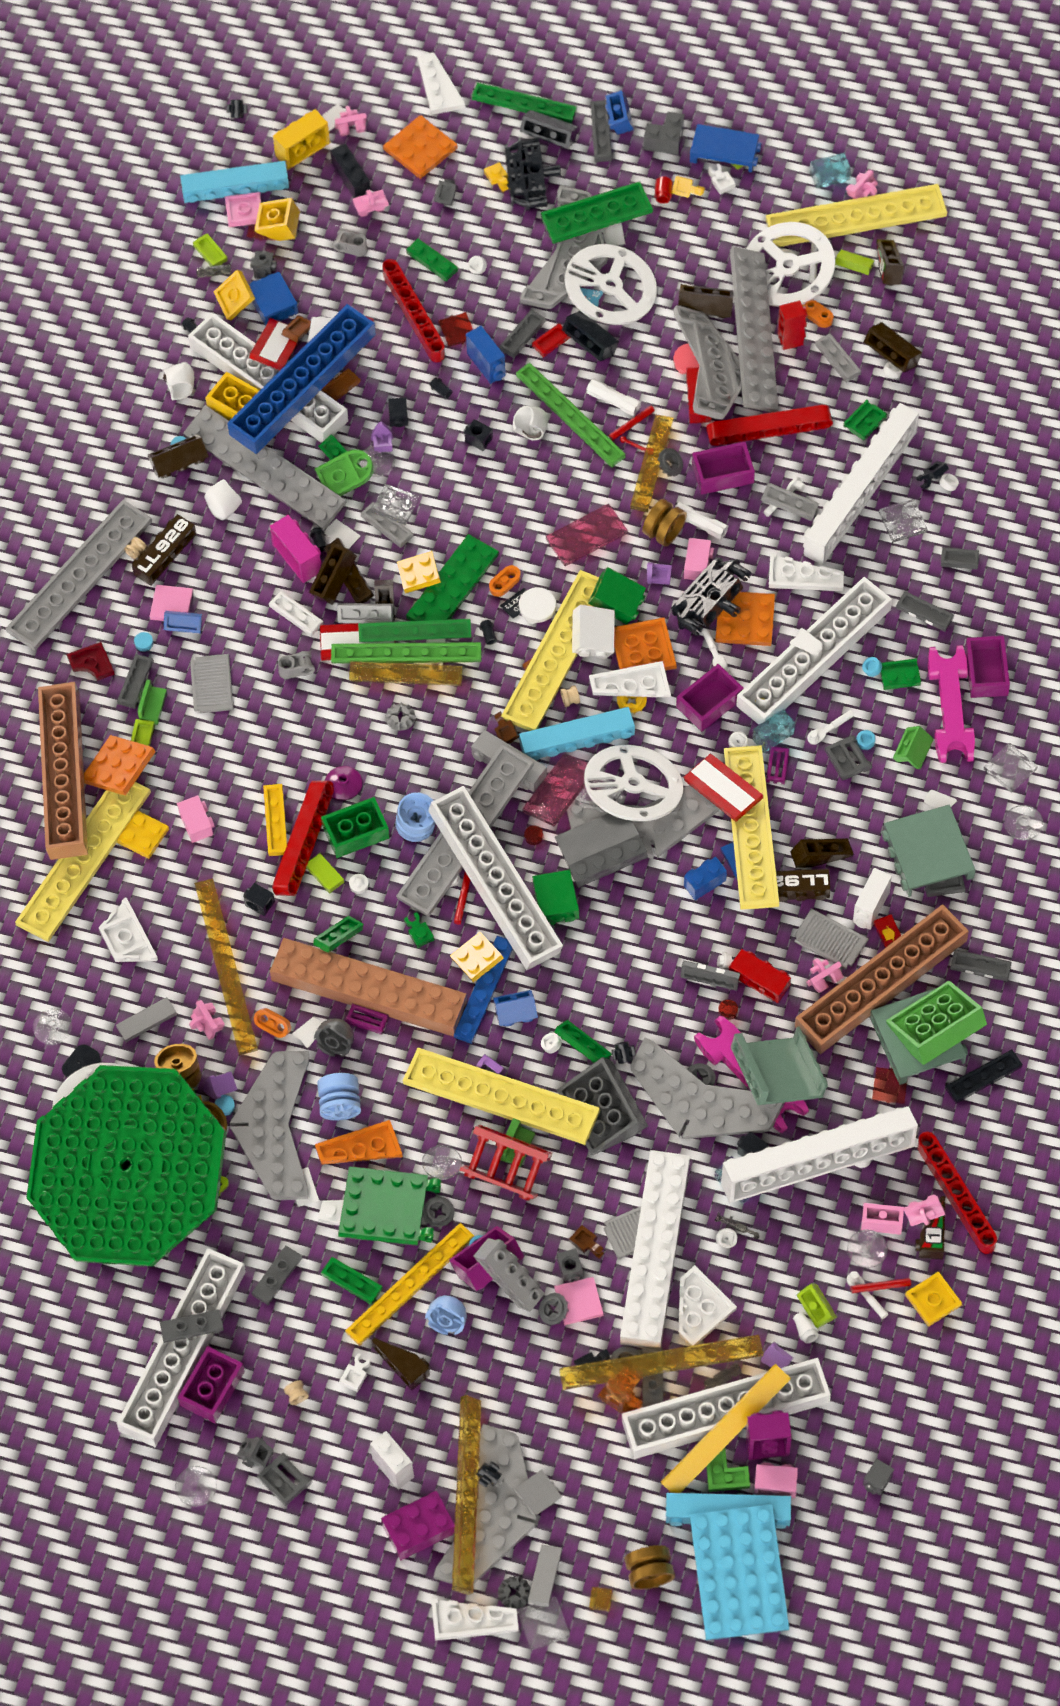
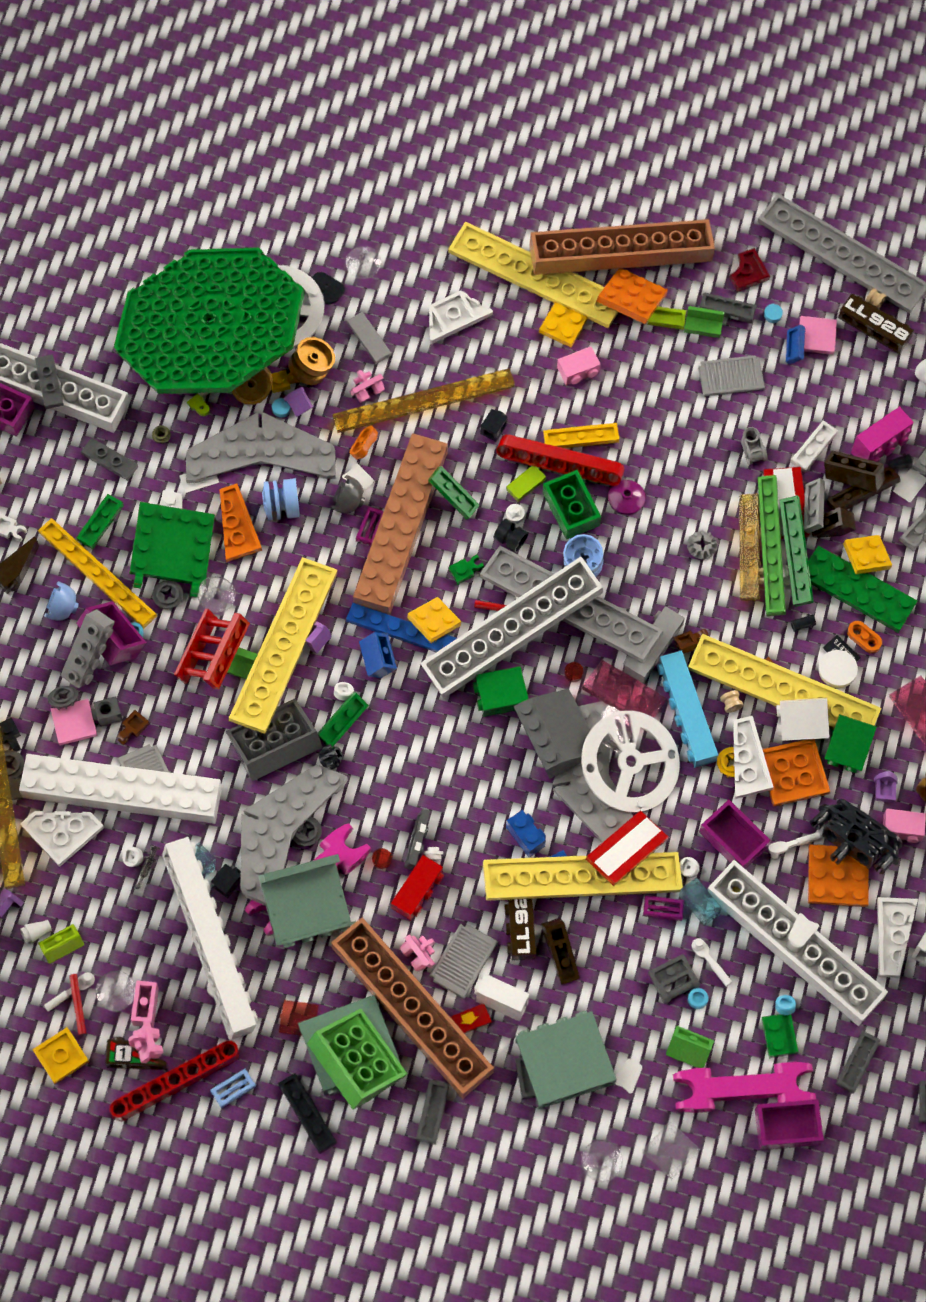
camera: 85 degrees right, 5 degrees up
(250, 1218) = (161, 430): none -> olive plate
(388, 882) = (510, 535): none -> black wheel
(970, 1156) = (236, 1095): none -> light blue tile

